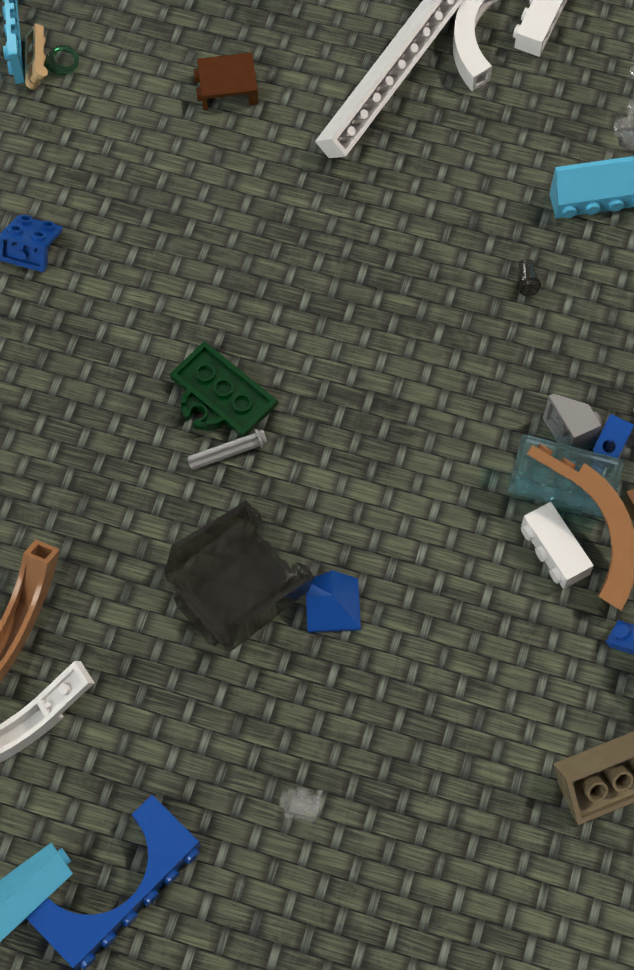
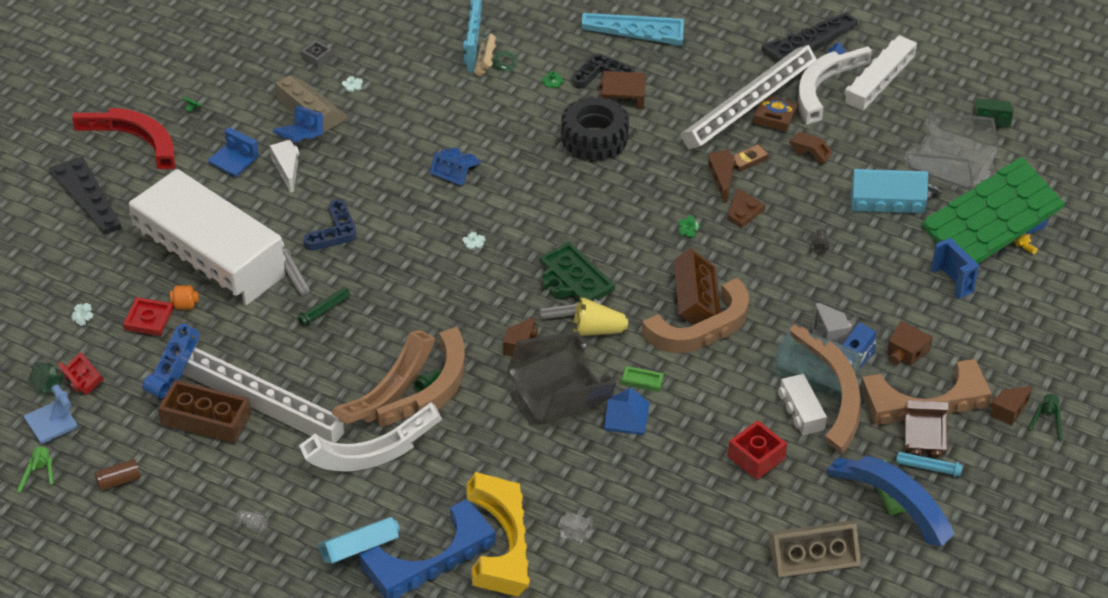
camera: 10 degrees right, 20 degrees down
(59, 605) = (425, 380): none -> dark green cone
(78, 359) = (473, 241): none -> light aqua plant
(84, 612) = (439, 391): none -> medium nougat arch
(131, 79) = (552, 80): none -> green plant
(168, 512) = (518, 332): none -> reddish brown slope
(187, 48) = (597, 63): none -> black beam
(201, 128) = (594, 143): none -> black tyre
(201, 786) = (504, 501): none -> yellow arch
(266, 463) = (598, 319): none -> light yellow cone
(341, 541) = (642, 379): none -> bright green tile
(354, 286) = (688, 226): none -> green plant
(379, 184) = (722, 170): none -> reddish brown slope
(385, 385) = (696, 287): none -> reddish brown slope
(409, 159) = (750, 157): none -> tile
(410, 455) = (704, 333): none -> medium nougat arch
(419, 242) = (744, 209): none -> reddish brown wing
(431, 75) = (776, 108): none -> reddish brown container
(480, 126) = (818, 148): none -> reddish brown slope
(514, 634) = (757, 449): none -> red brick

